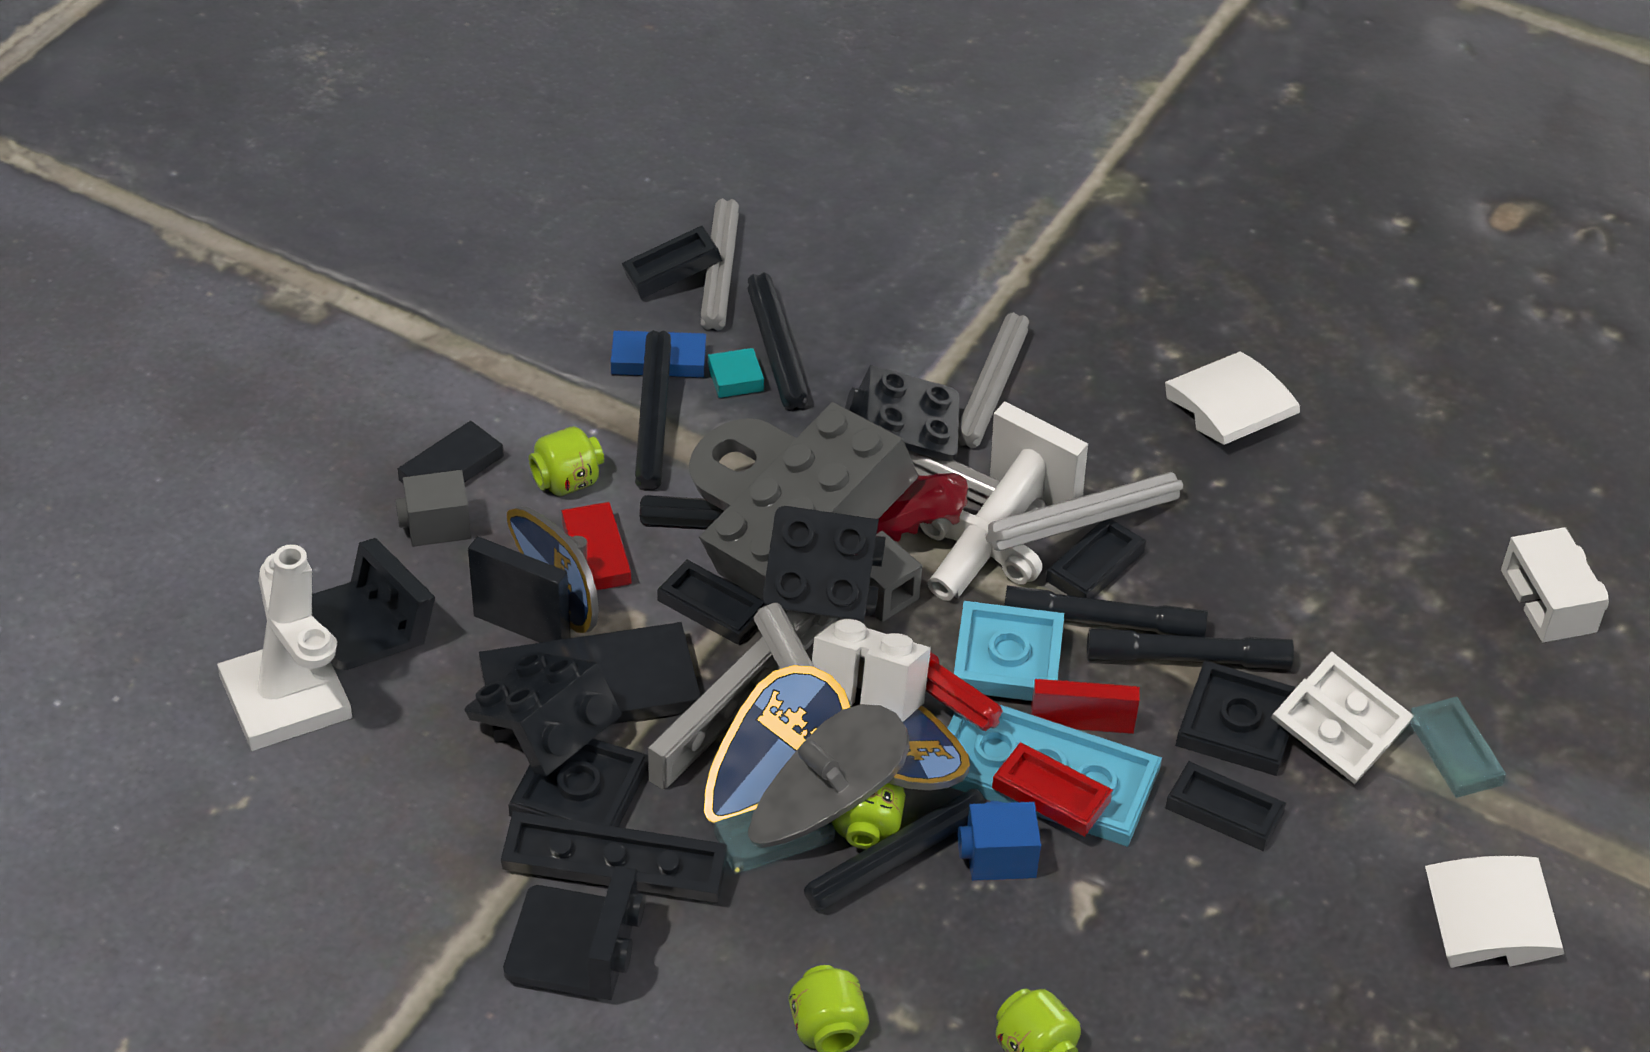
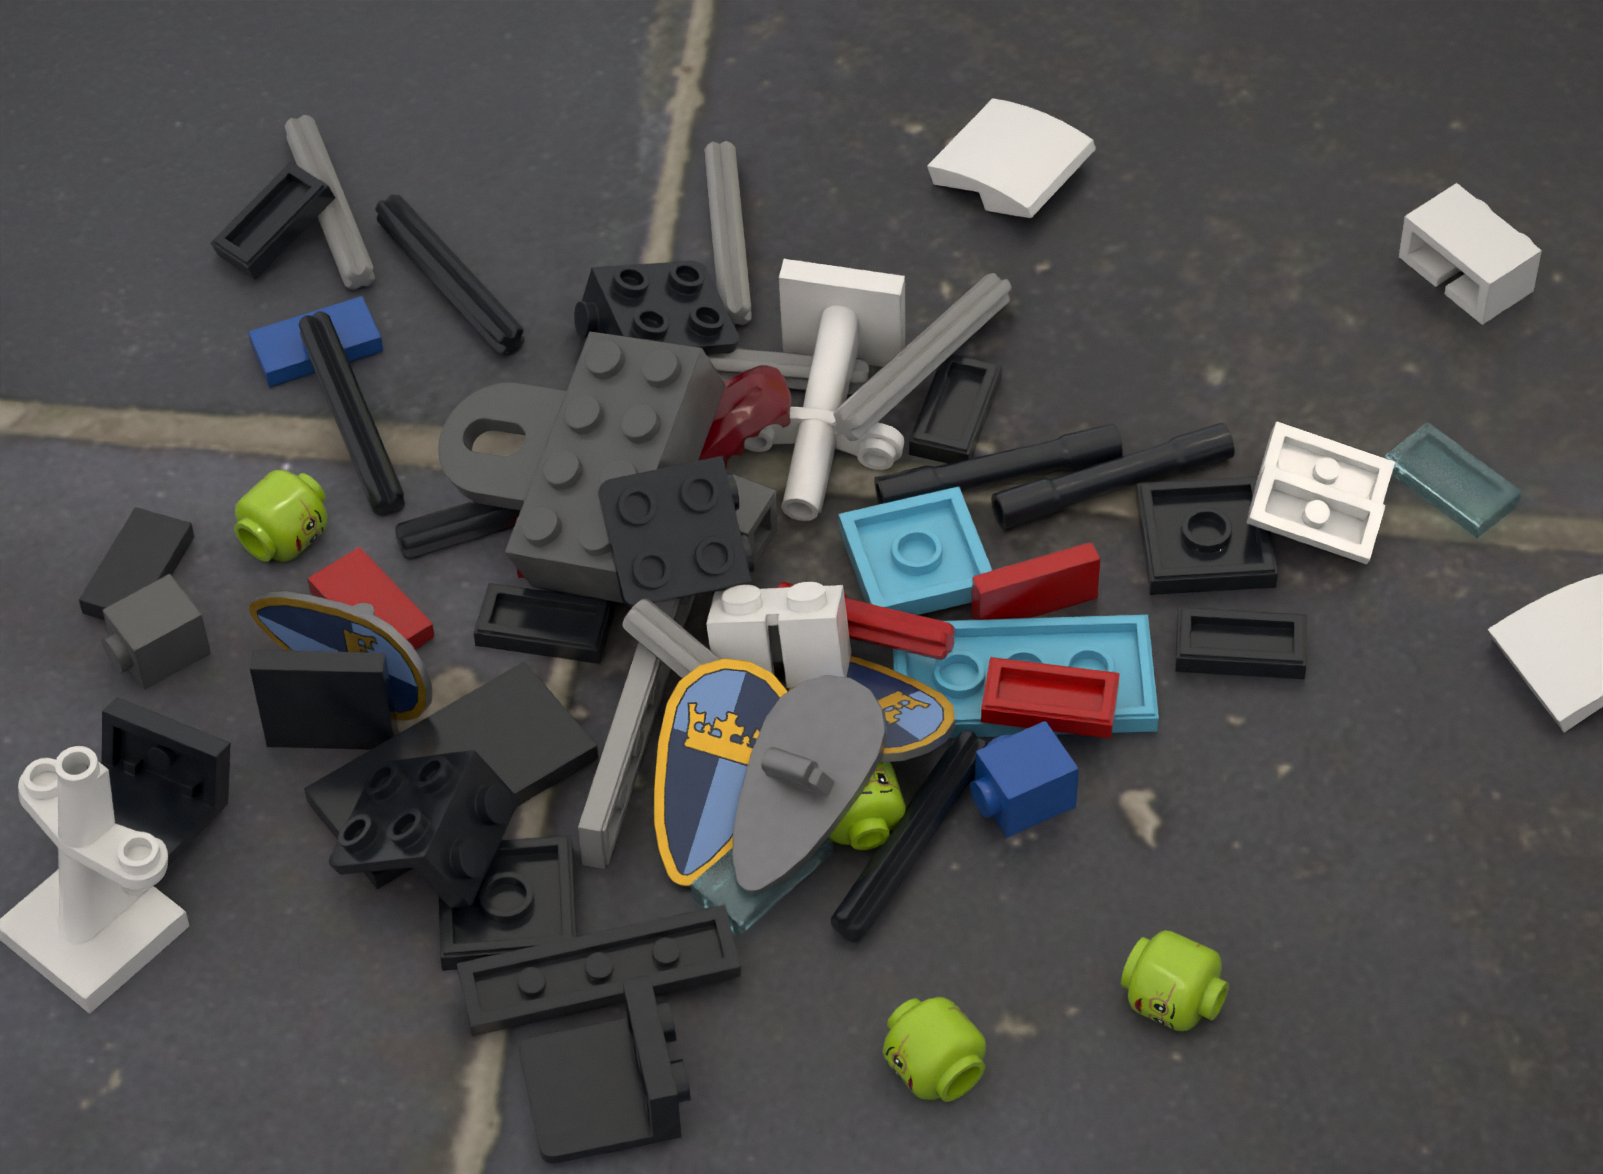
camera: 20 degrees left, 5 degrees up
(735, 372) = (421, 331): teal tile -> none

